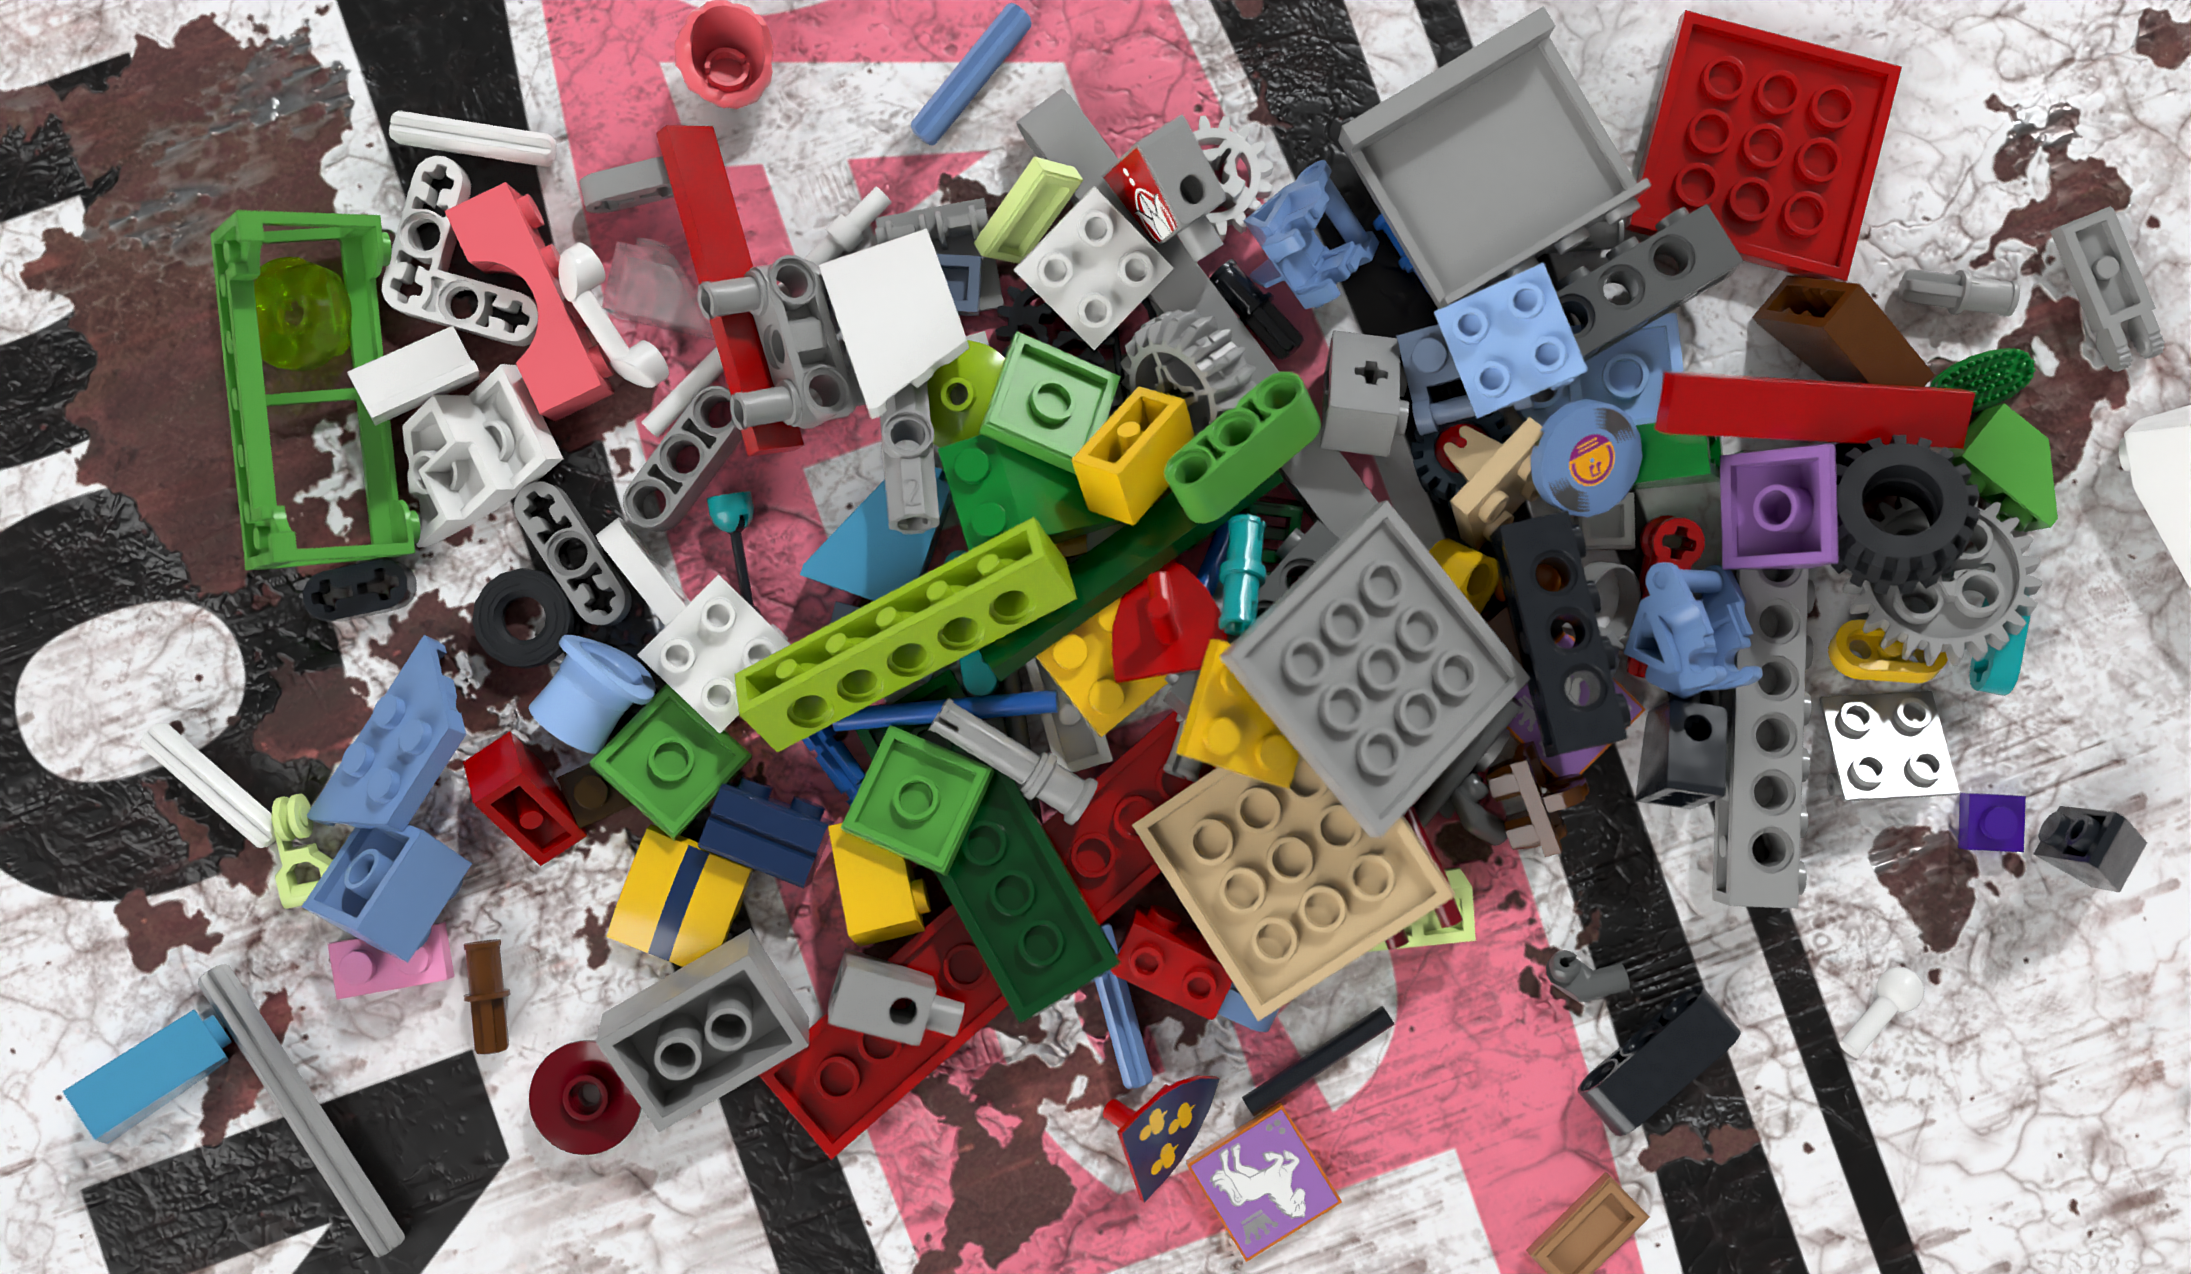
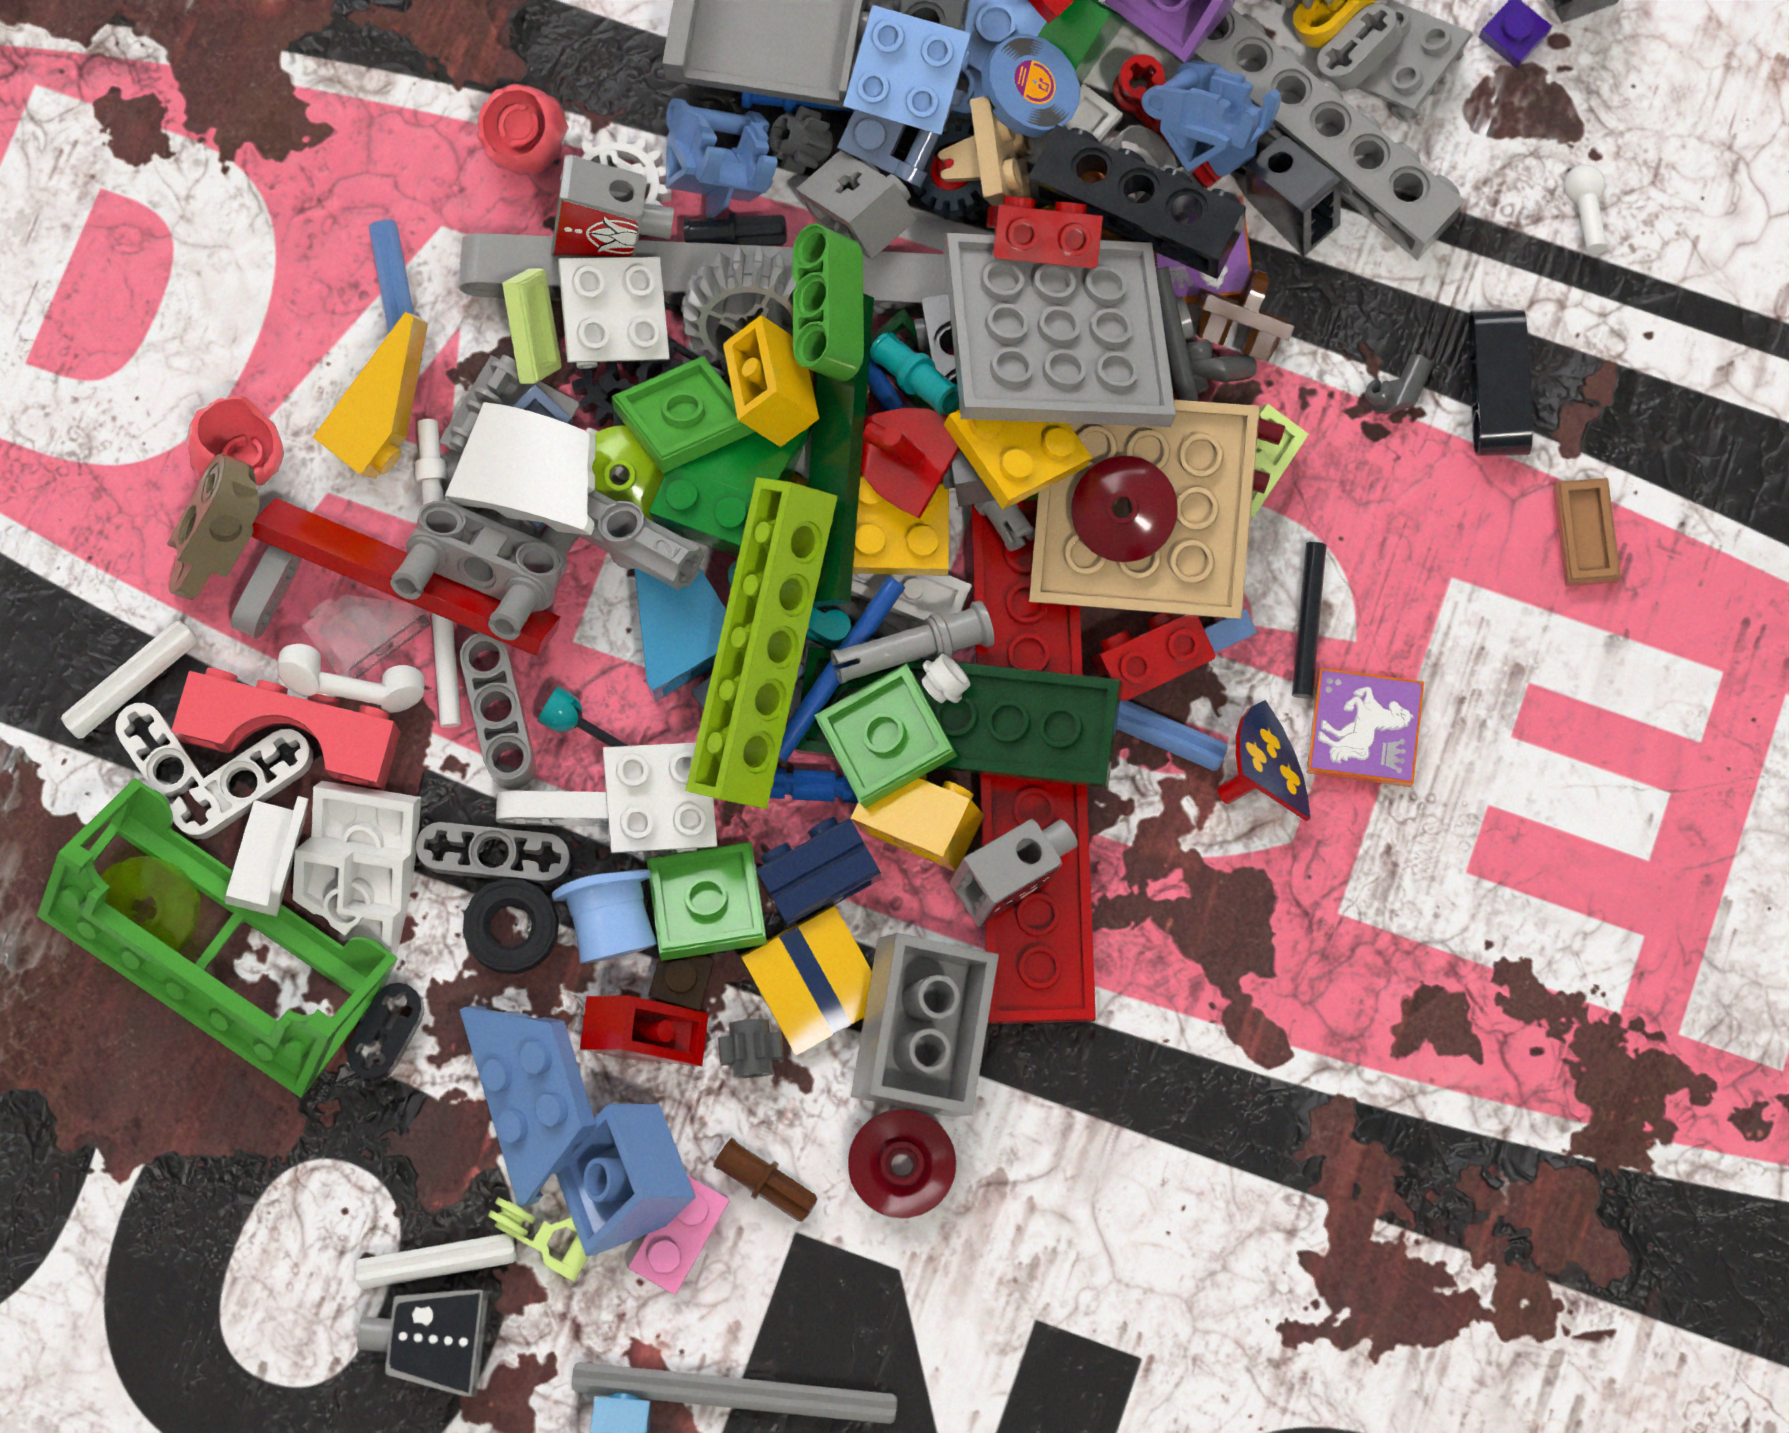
camera: 60 degrees left, 10 degrees down
(143, 838) = (432, 1339): none -> black torso
(578, 898) = (750, 1048): none -> dark grey gear
(640, 96) = (214, 525): none -> dark tan piece
(856, 143) = (378, 405): none -> yellow slope
(1002, 813) = (945, 679): none -> white plate
(1195, 56) = (522, 129): none -> coral hair
(1300, 840) = (1152, 512): none -> dark red dish
(1382, 298) = (801, 140): none -> dark grey gear
(1456, 584) = (1045, 236): none -> red bracket
(1864, 704) = (1359, 47): none -> light grey beam

